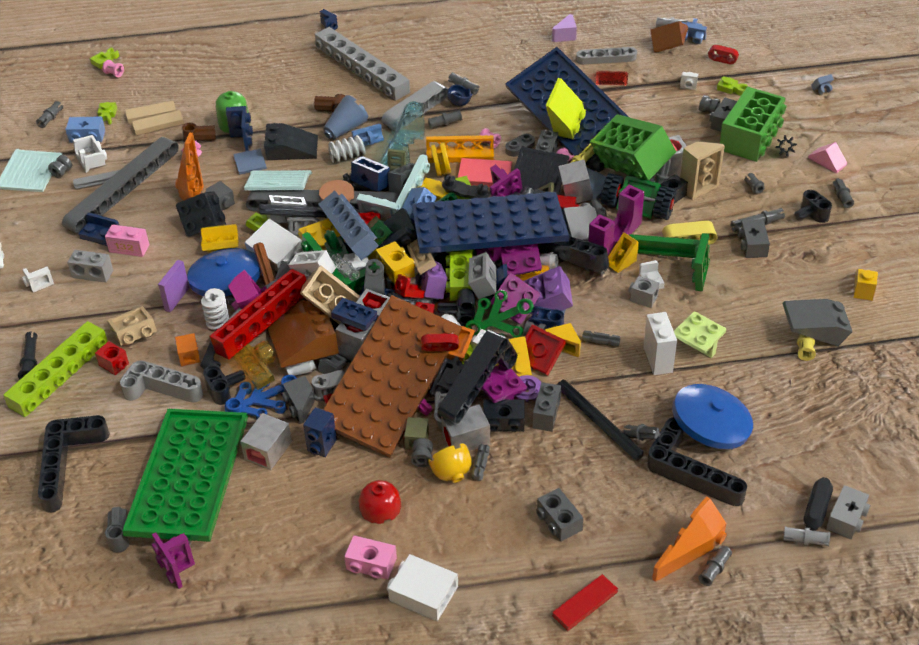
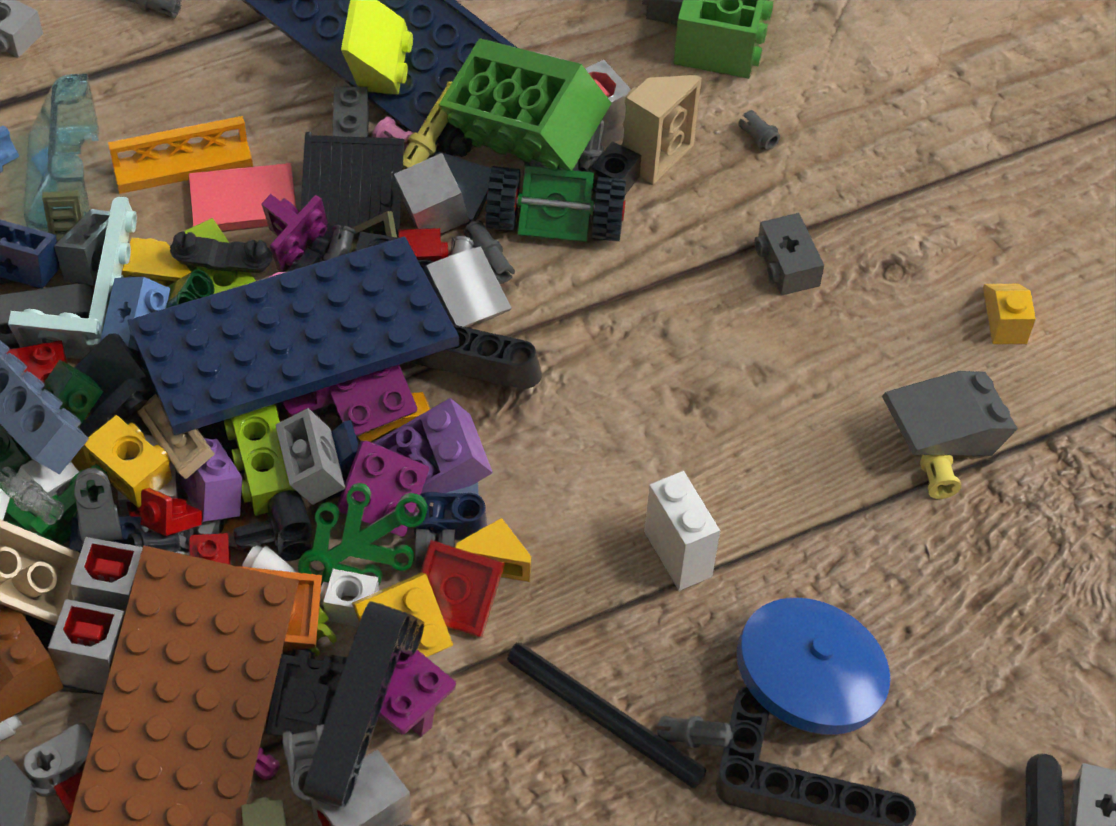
camera: 20 degrees left, 10 degrees up
(331, 363) = (53, 712): dark grey slope -> none
(354, 314) = (79, 607): dark blue bracket -> none
(429, 95) = (71, 53): light grey beam -> none
(439, 342) = (267, 632): red beam -> none
(441, 160) = (151, 189): yellow head -> none
(445, 119) = (132, 87): dark grey pin -> none
(459, 95) = (146, 28): dark blue hair -> none
(497, 138) = (225, 110): bright pink bush -> none
(505, 415) = (439, 735): black brick -> none
(513, 147) = (300, 116): dark grey plate -> none
(533, 384) = (461, 664): medium lavender gear -> none
(546, 406) = (502, 713): dark grey brick -> none
(549, 259) = (422, 378): white cone -> none
(601, 338) = (563, 533): dark grey axle -> none
(623, 253) = (559, 335): yellow slope -> none
(628, 218) = (522, 304): magenta arch -> none
(644, 291) = (618, 426): light grey brick -> none
(650, 271) = (620, 375): white bracket -> none
(679, 247) = (656, 305): green bracket -> none
(691, 230) = (669, 267): light yellow beam -> none
(700, 333) = (747, 489): yellowish green bracket -> none
(765, 215) = (796, 202): dark grey pin -> none
(783, 143) = (789, 35): black gear -> none
(815, 206) = (880, 162): black beam -> none
(829, 157) = (878, 47): bright pink slope -> none
(843, 193) = (922, 122): dark grey axle -> none

